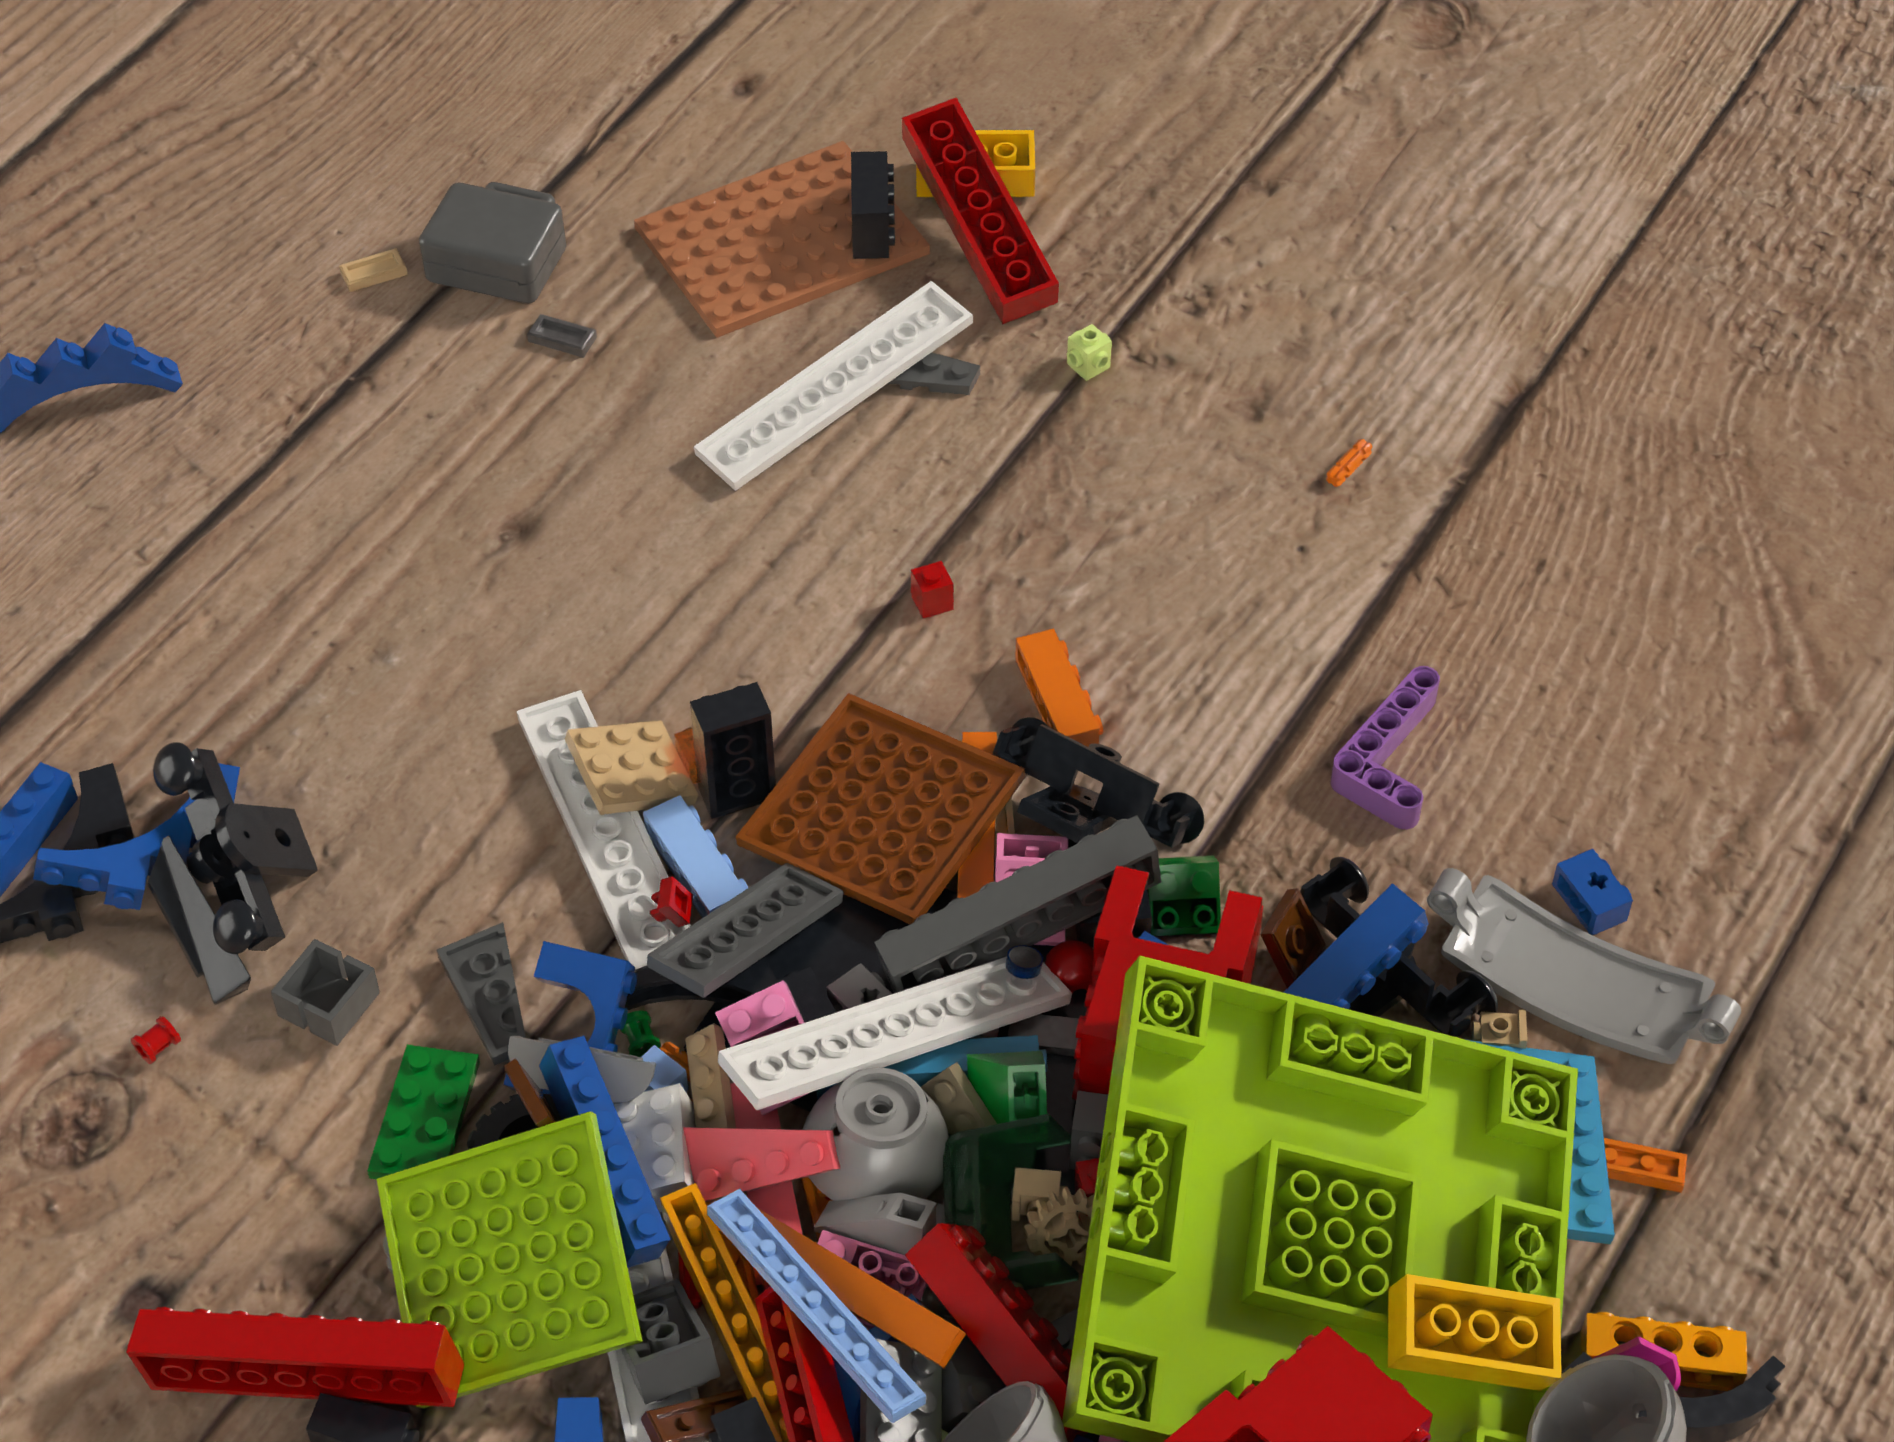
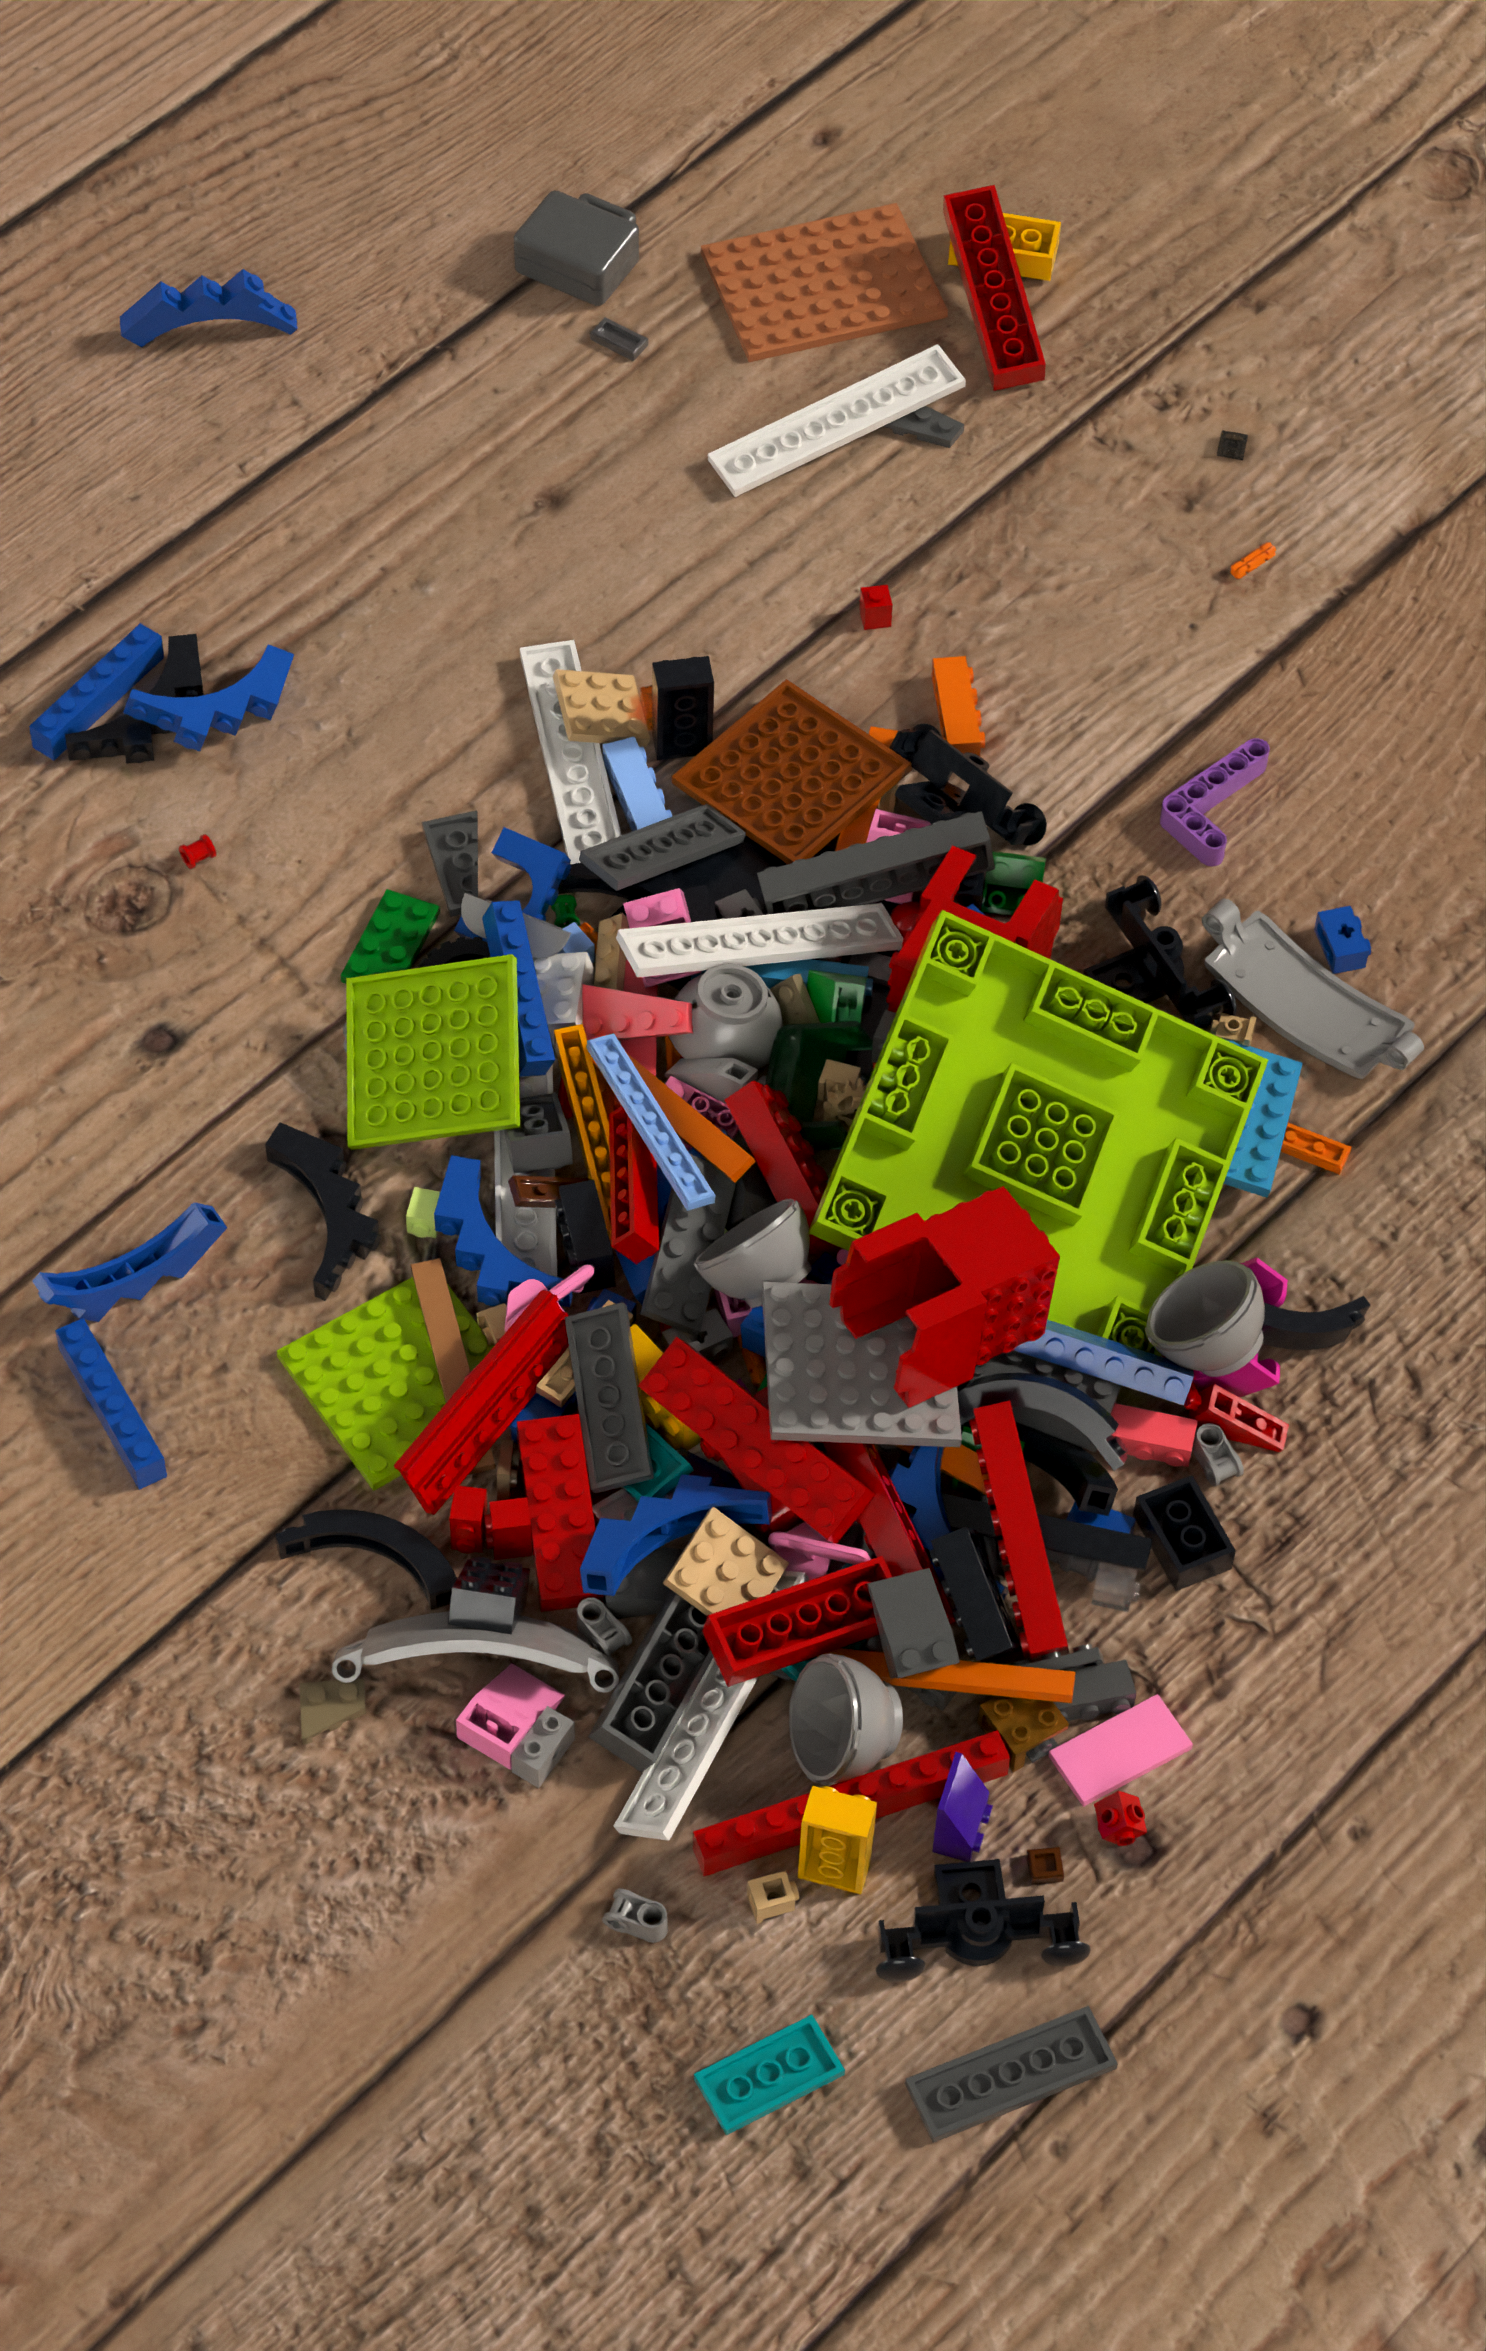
camera: 10 degrees right, 5 degrees up
(192, 925) = (241, 770): wedge -> none
(248, 835) = (295, 709): black piece -> none
(296, 1356) = (266, 1092): red brick -> none
(320, 996) = (326, 838): dark grey piece -> none
(373, 270) = (472, 254): tan tile -> none
(530, 1094) = (470, 934): reddish brown tile -> none
(673, 902) = (610, 818): red tile -> none
(872, 205) = (902, 267): black brick -> none
(1024, 962) = (872, 910): tile -> none
(1089, 352) = (1058, 428): yellowish green brick -> none
(1287, 339) = (1232, 445): none -> clear smoke tile
(1292, 937) = (1088, 932): reddish brown tile -> none
(1363, 950) = (1136, 947): blue brick -> none
(1474, 1332) = (1128, 1227): yellow brick -> none
(1725, 1346) = (1301, 1276): light orange brick -> none

